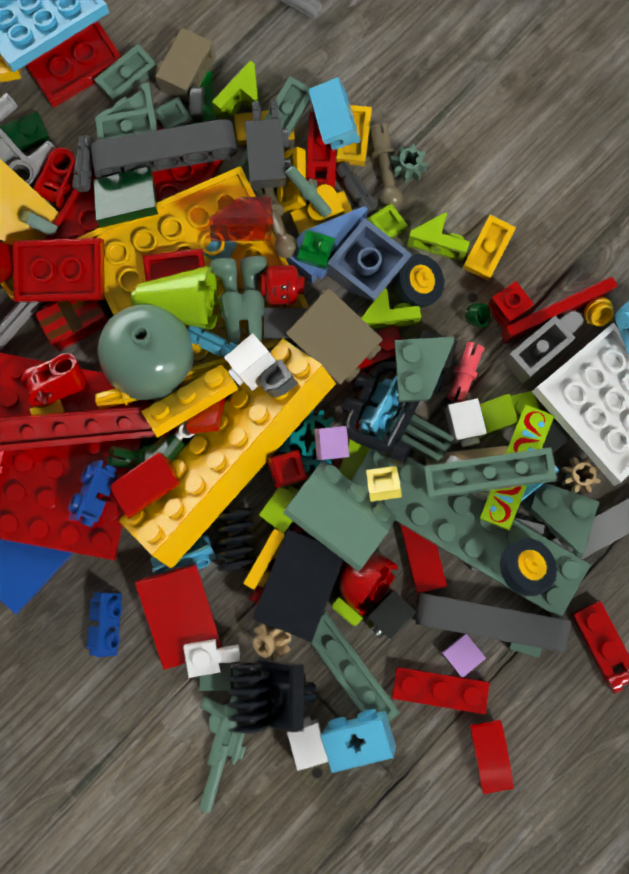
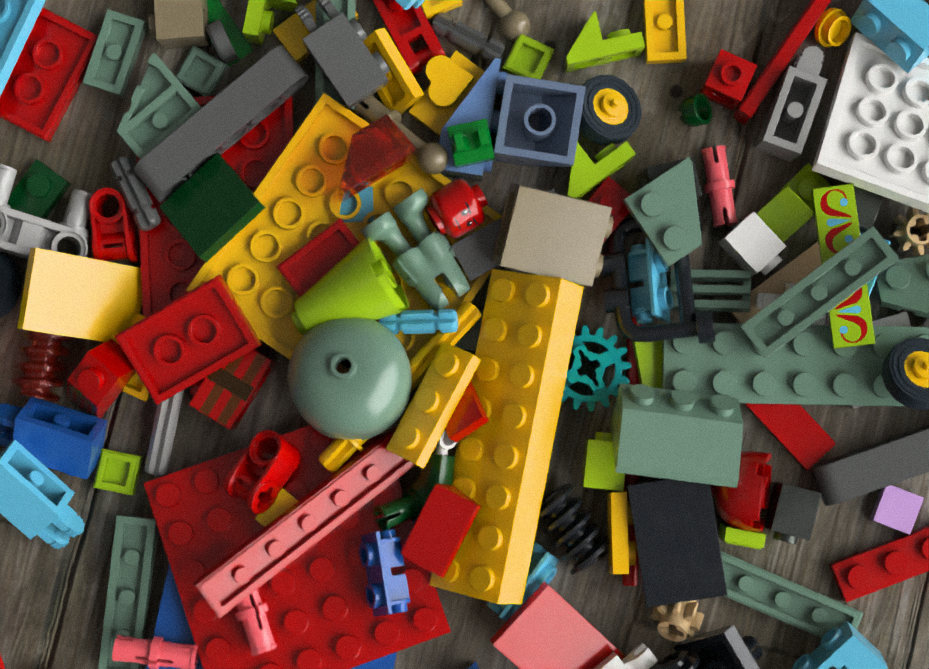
camera: 30 degrees left, 5 degrees up
(38, 223) = (127, 296): sand green tile -> none
(249, 362) = (479, 321): white brick -> none
(277, 379) = (521, 324): dark grey tile -> none
(287, 469) = (586, 417): red tile -> none
(308, 190) = (422, 78): sand green piece -> none
(331, 443) = (619, 358): lavender tile -> none
(383, 483) = (706, 372): light yellow plate -> none

